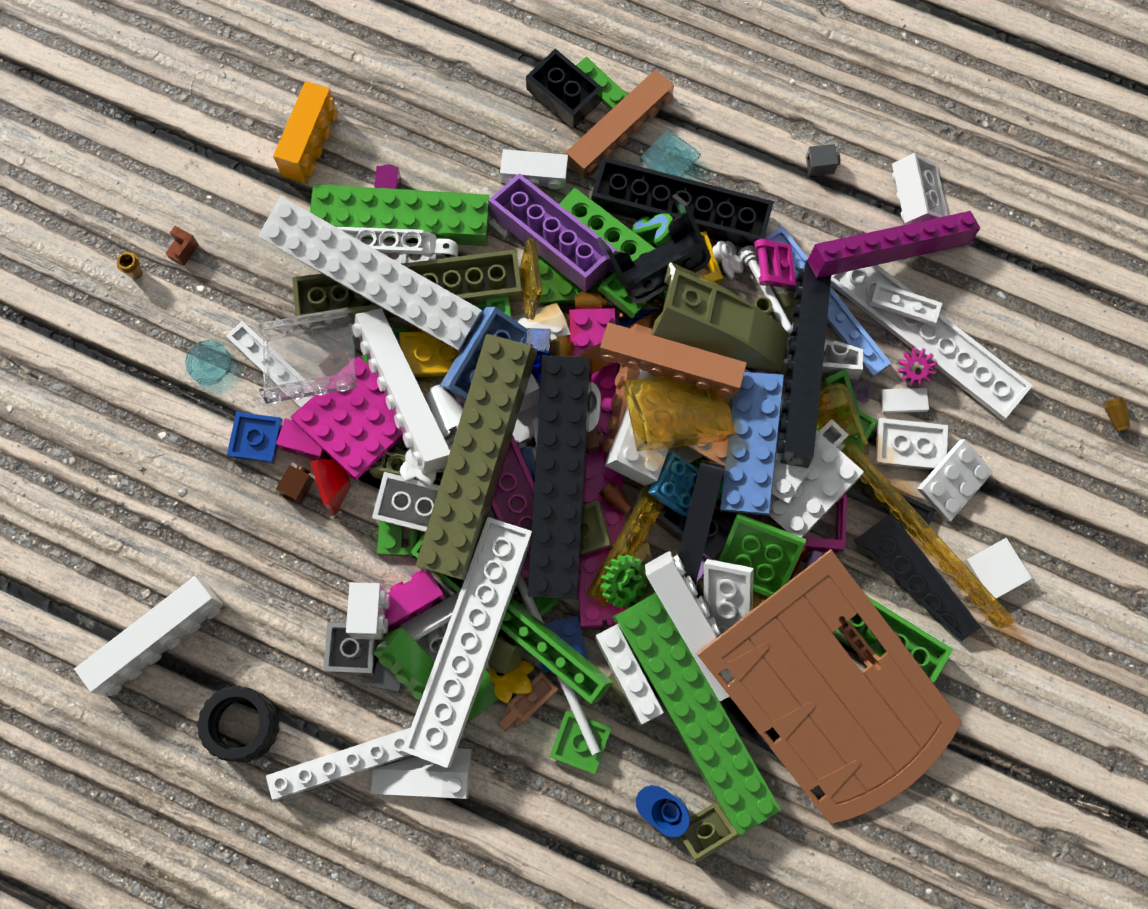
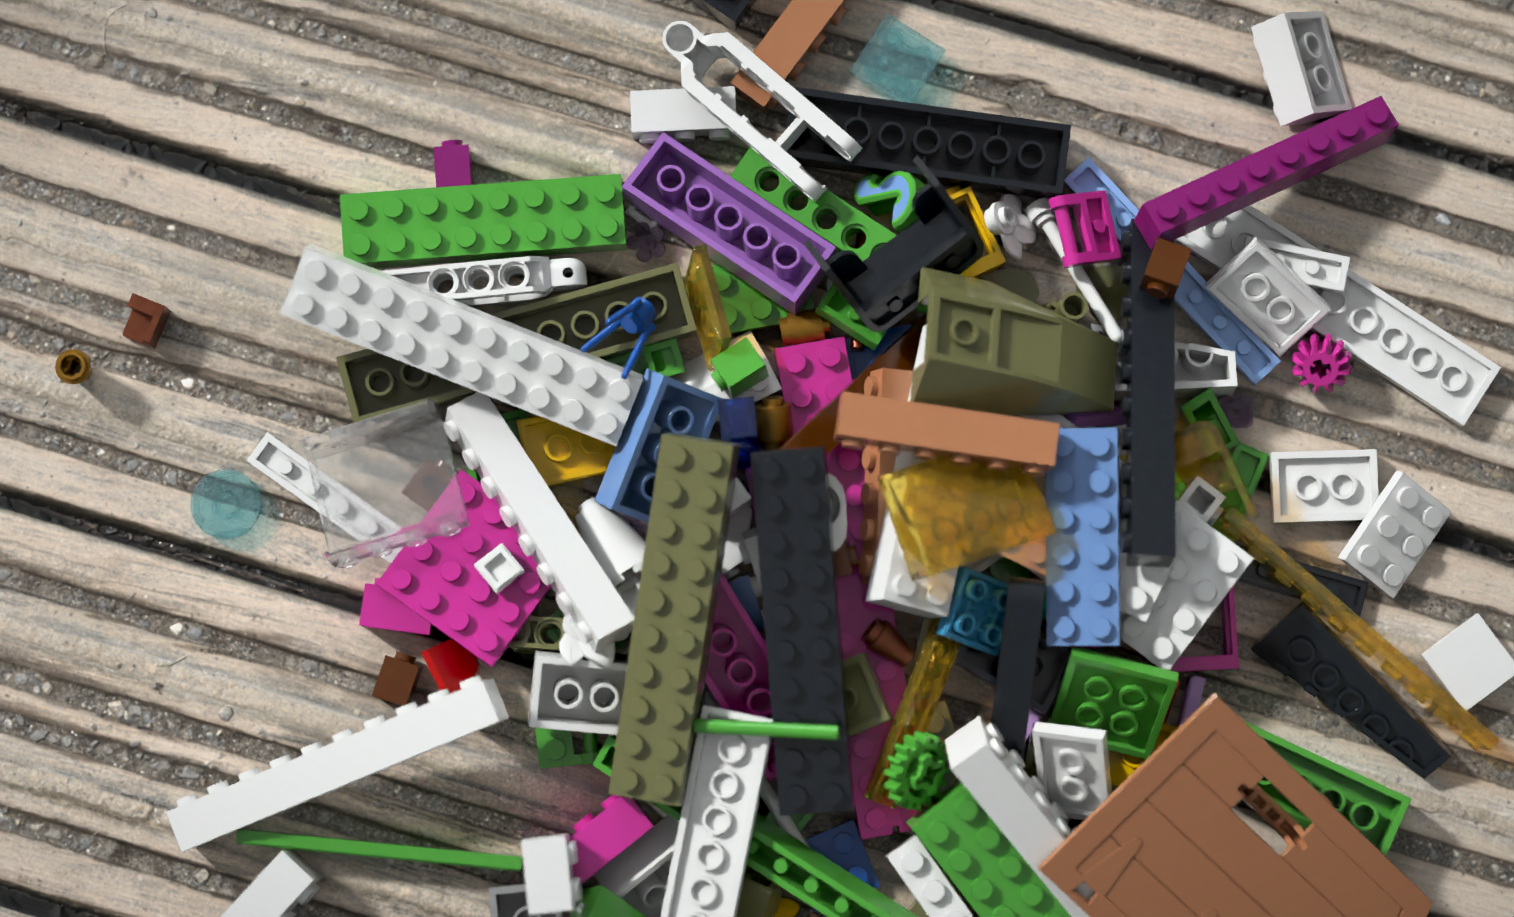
camera: 10 degrees left, 10 degrees up
(243, 526) = (337, 764): none -> white brick
(254, 437) = (322, 615): blue plate -> none
(260, 589) = (379, 849): none -> bright green tile
(305, 132) = (311, 105): light orange brick -> none
(370, 416) = (499, 568): none -> white tile
(484, 274) = (633, 319): none -> blue plant
(500, 241) = (647, 241): none -> clear purple plant
(527, 535) = (767, 729): none -> bright green bar
(544, 313) = (738, 368): none -> bright green brick
(550, 129) = (697, 55): none -> white piece
(822, 160) = (1140, 33): dark grey brick -> none
(824, 286) = (1165, 269): none -> reddish brown brick
(887, 320) = (1267, 296): none -> white tile
(904, 400) = (1307, 415): white tile -> none

